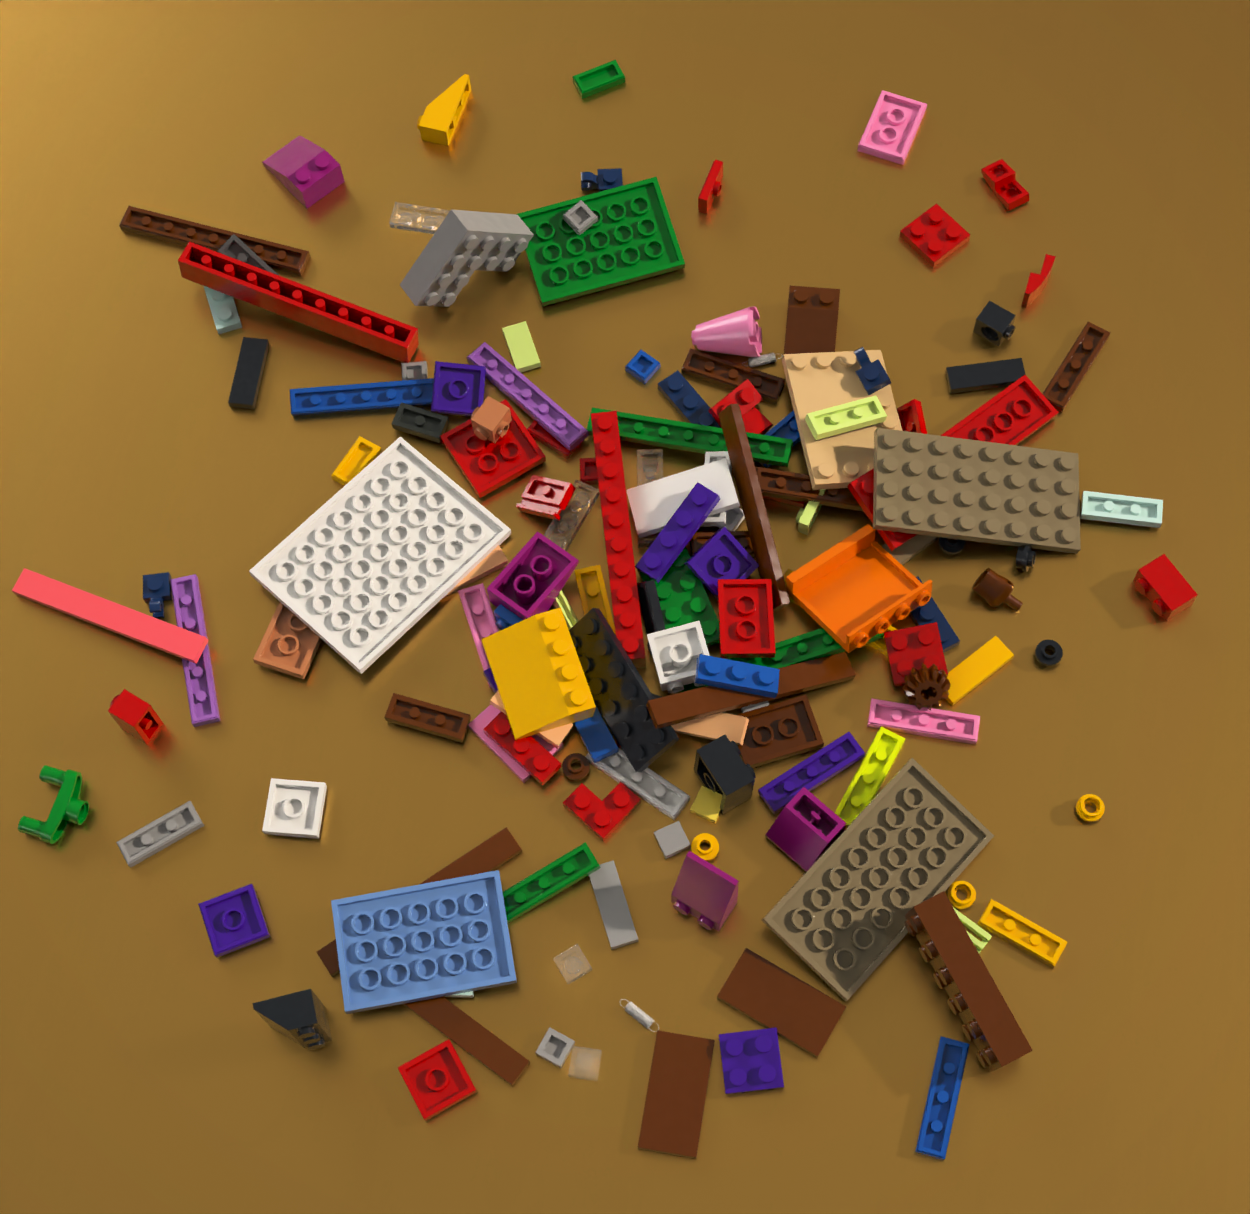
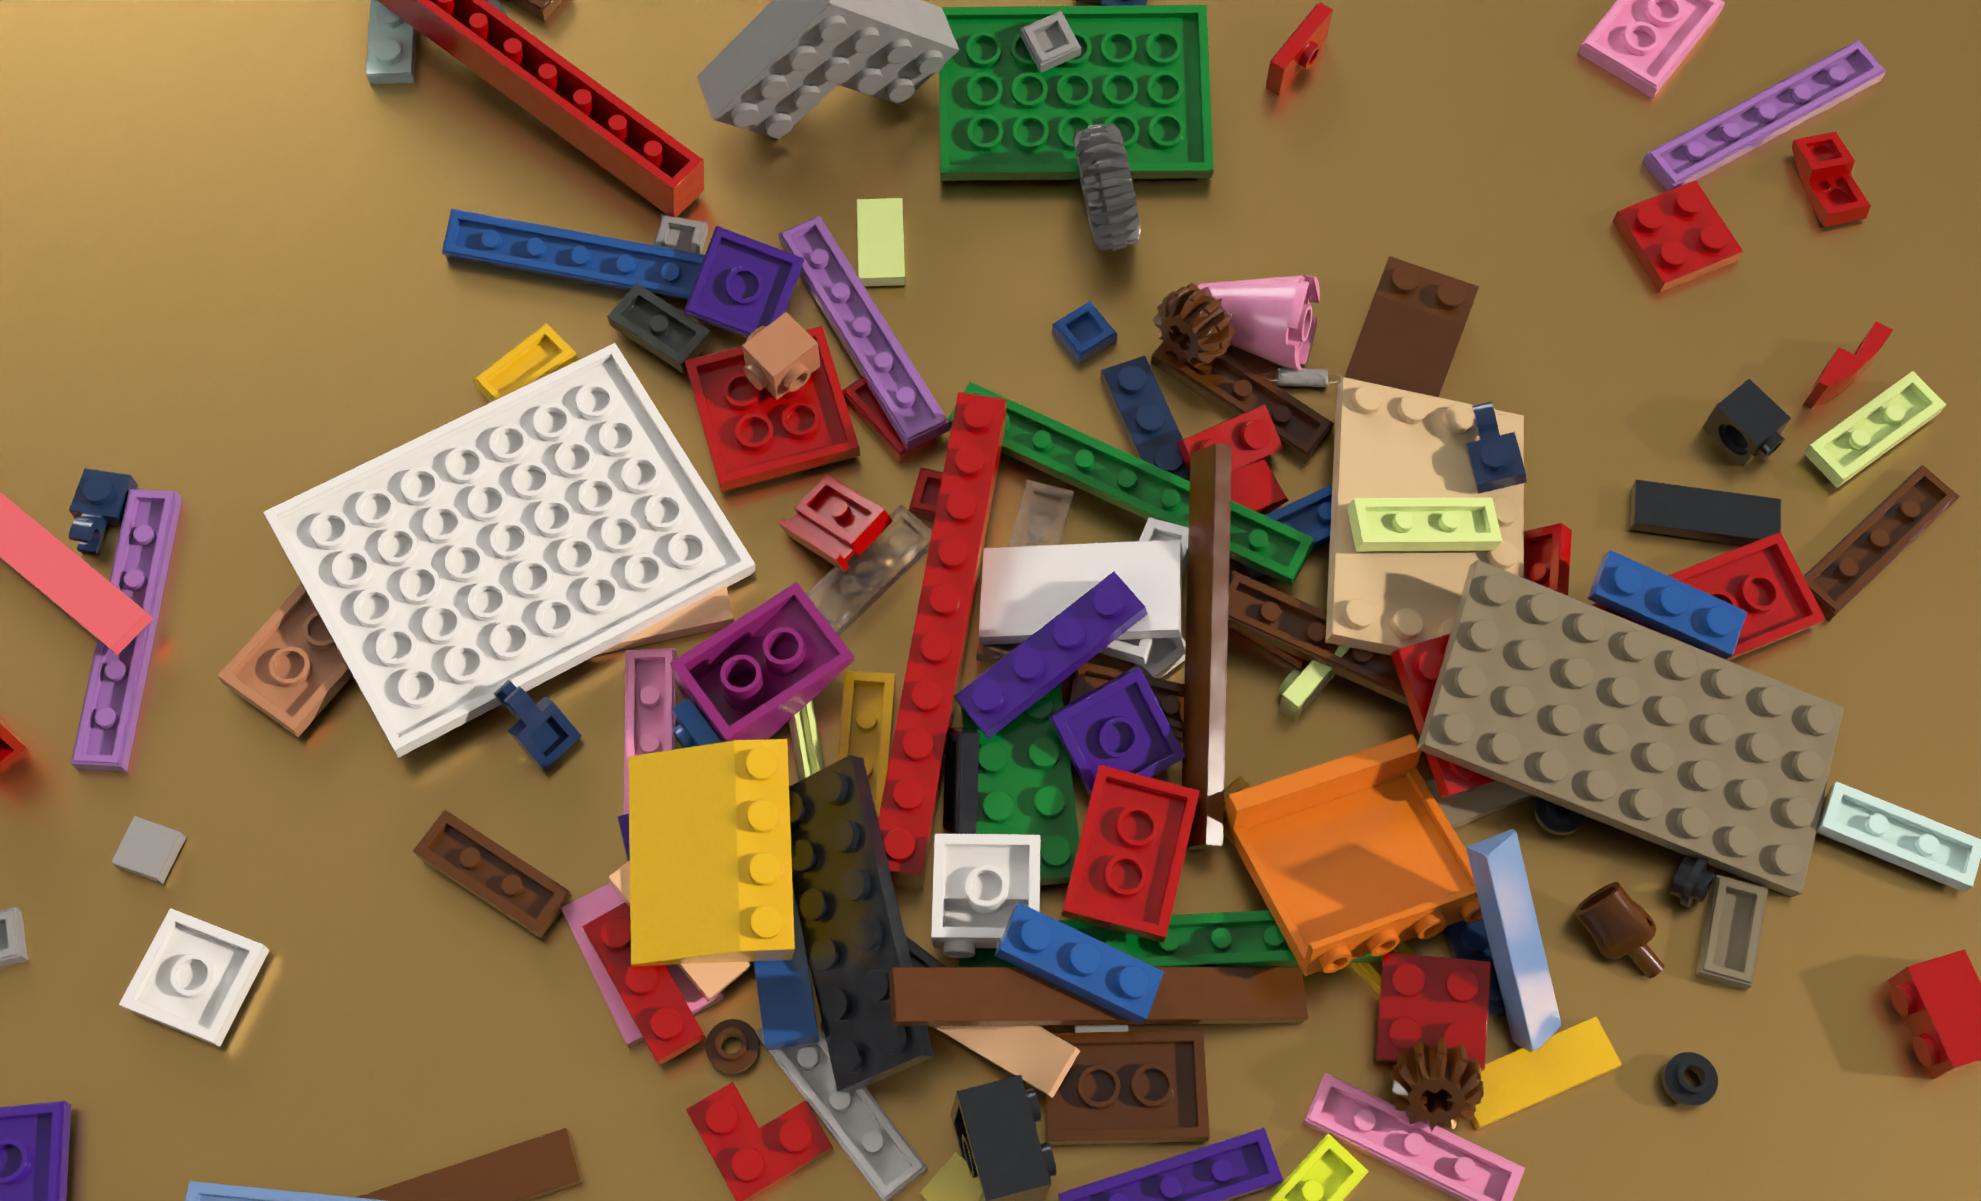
camera: 10 degrees right, 0 degrees up
(247, 754) = (148, 849): none -> light grey tile
(248, 373) = (395, 163): black tile -> none
(429, 639) = (540, 727): none -> dark blue plate
(633, 287) = (1107, 187): none -> dark grey gear
(700, 347) = (1194, 325): none -> reddish brown gear
(945, 607) = (1514, 939): none -> medium blue slope
(963, 160) = (1764, 116): none -> medium lavender tile
(977, 425) = (1667, 605): none -> blue plate
(1051, 578) = (1731, 932): none -> dark tan tile
(1059, 309) = (1874, 429): none -> yellowish green plate

